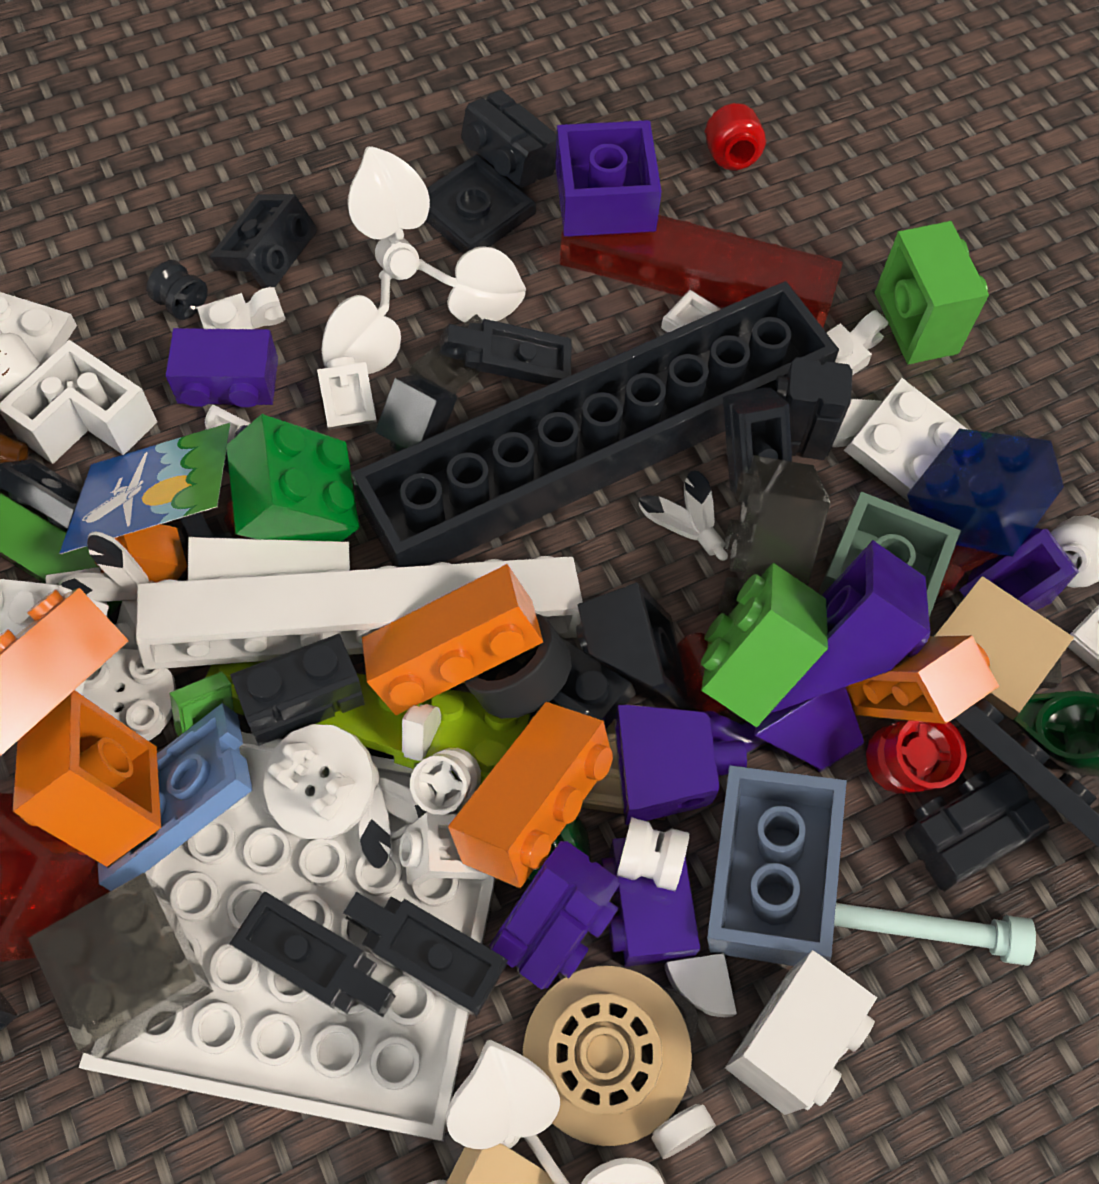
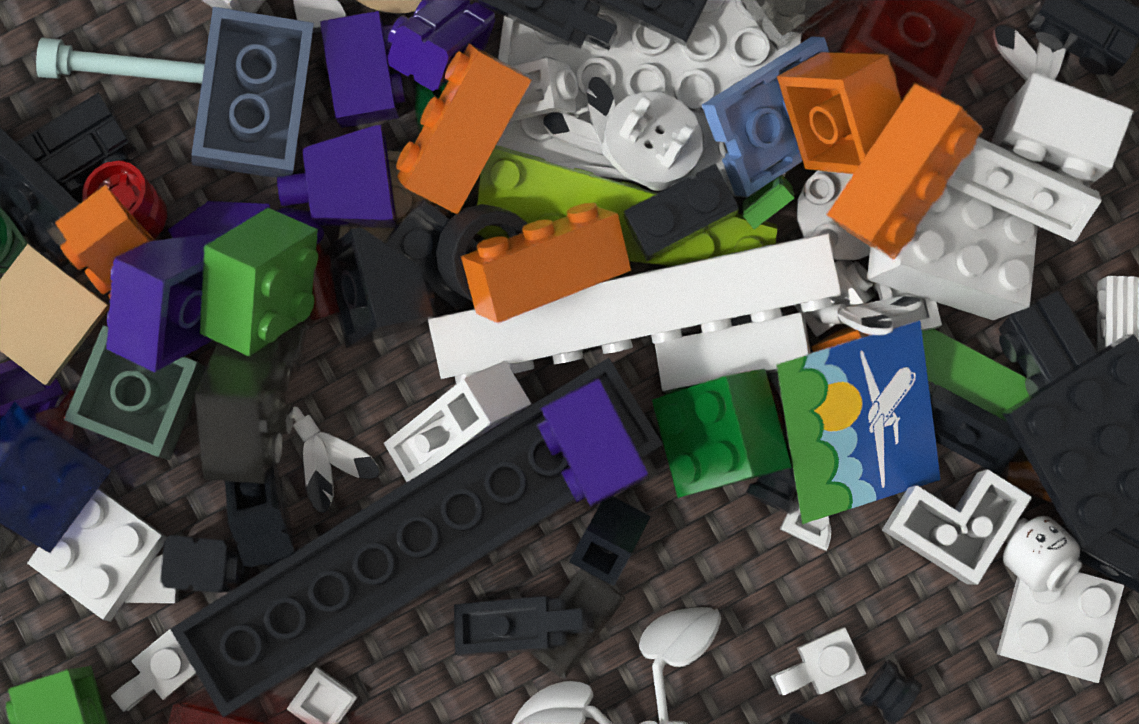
camera: 175 degrees left, 20 degrees up
(222, 366) = (822, 592): dark purple brick -> none
(346, 393) = (688, 571): white bracket -> none
(419, 442) = (592, 443): none -> dark purple brick
(419, 729) = (568, 188): white tile -> none
(436, 787) = (541, 139): white wheel -> none
(552, 514) = (457, 419): none -> white slope
(653, 854) = (359, 84): white wheel -> none

